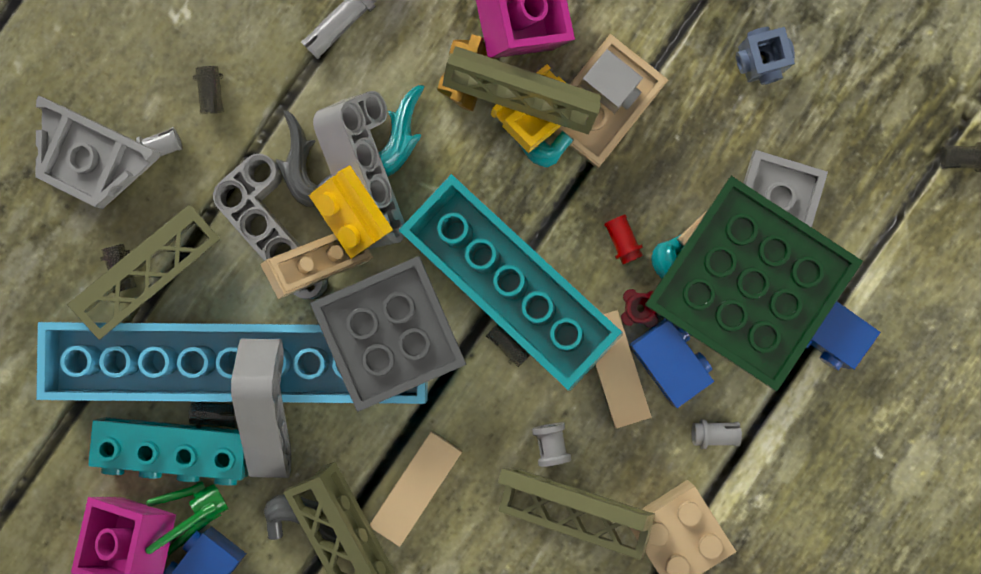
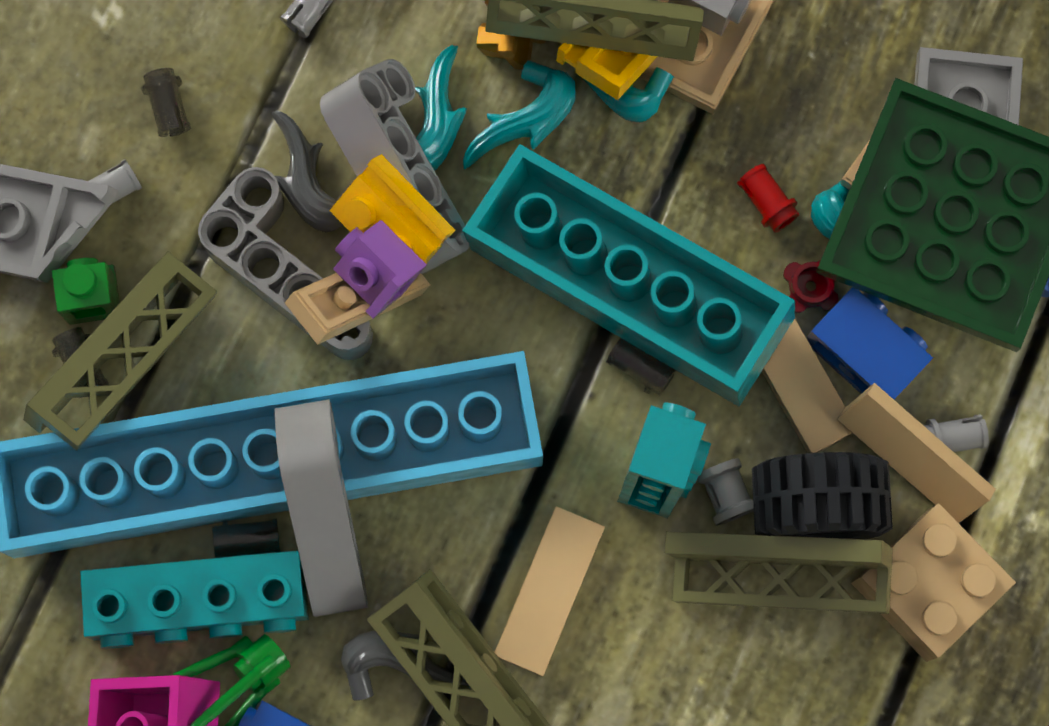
camera: 15 degrees left, 10 degrees down
(130, 218) = (85, 290): none -> green brick
(332, 246) = (377, 265): none -> medium lavender brick
(388, 333) = (476, 365): dark grey plate -> none
(468, 152) = (532, 121): none -> teal piece
(505, 431) = (665, 460): none -> teal brick
(613, 469) = (822, 496): none -> black tyre
(687, 444) = (916, 453): none -> tan tile

